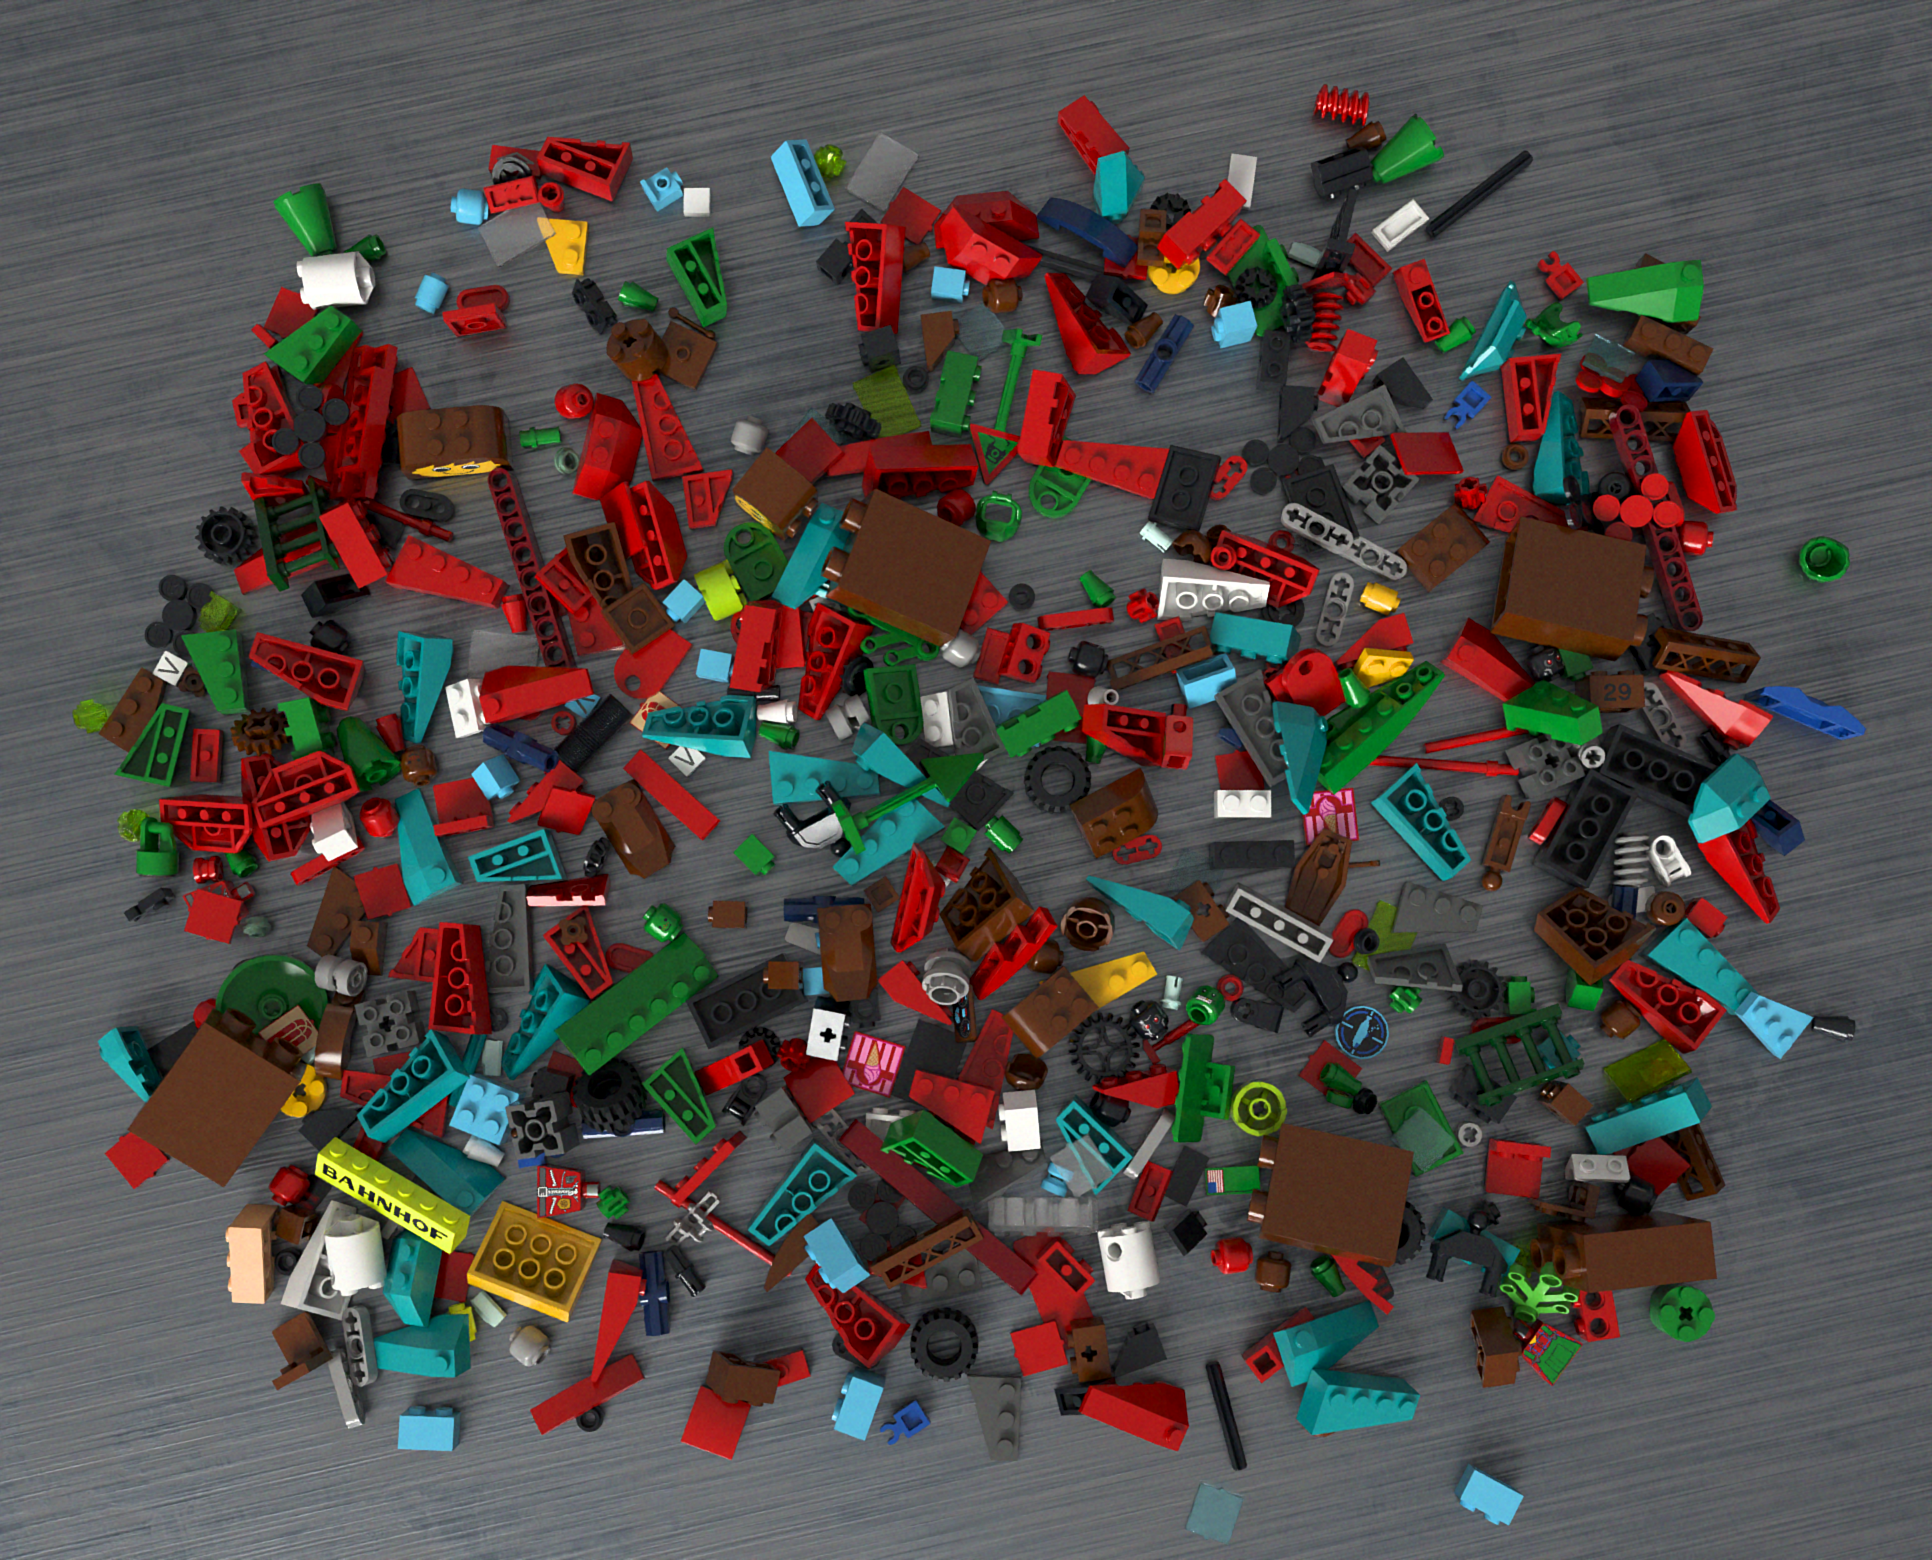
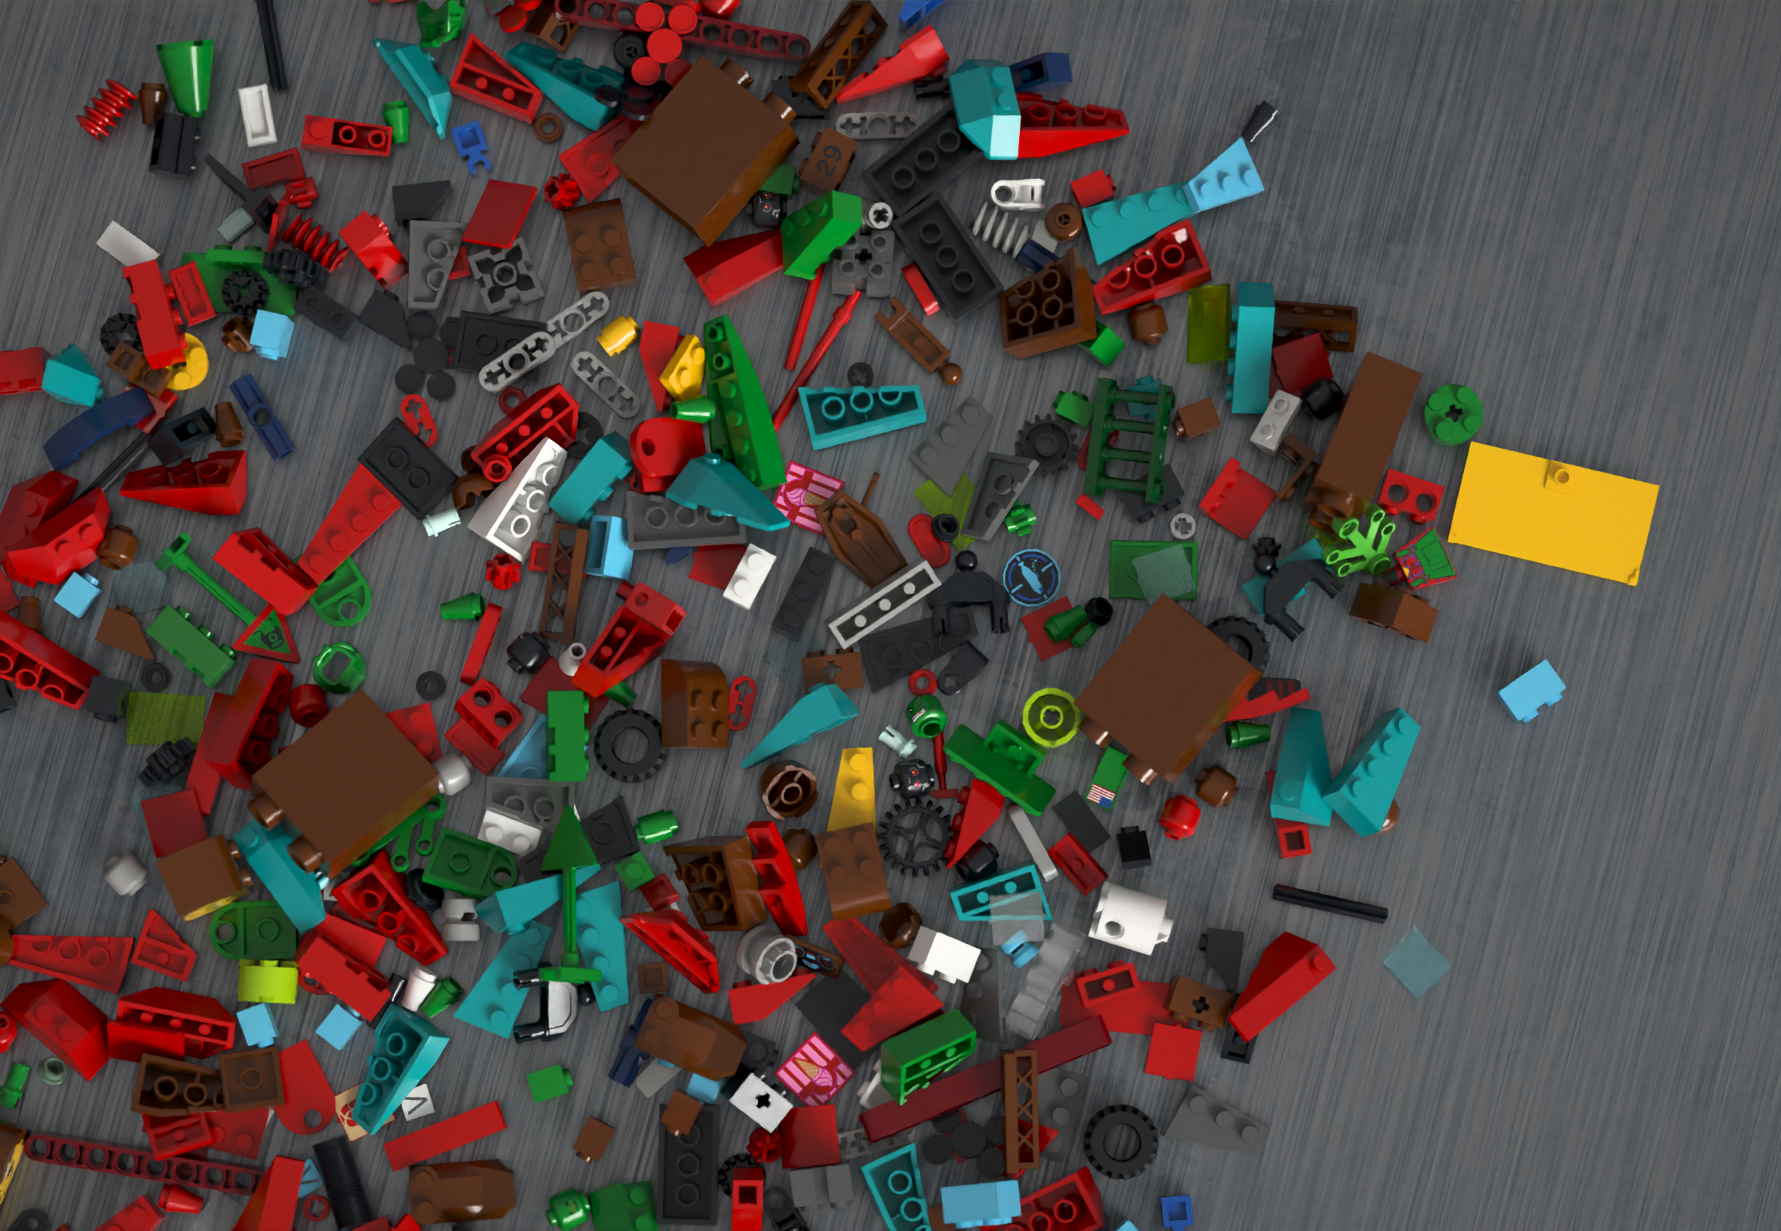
camera: 65 degrees left, 0 degrees up
(1644, 1437) = (1553, 513): none -> yellow door

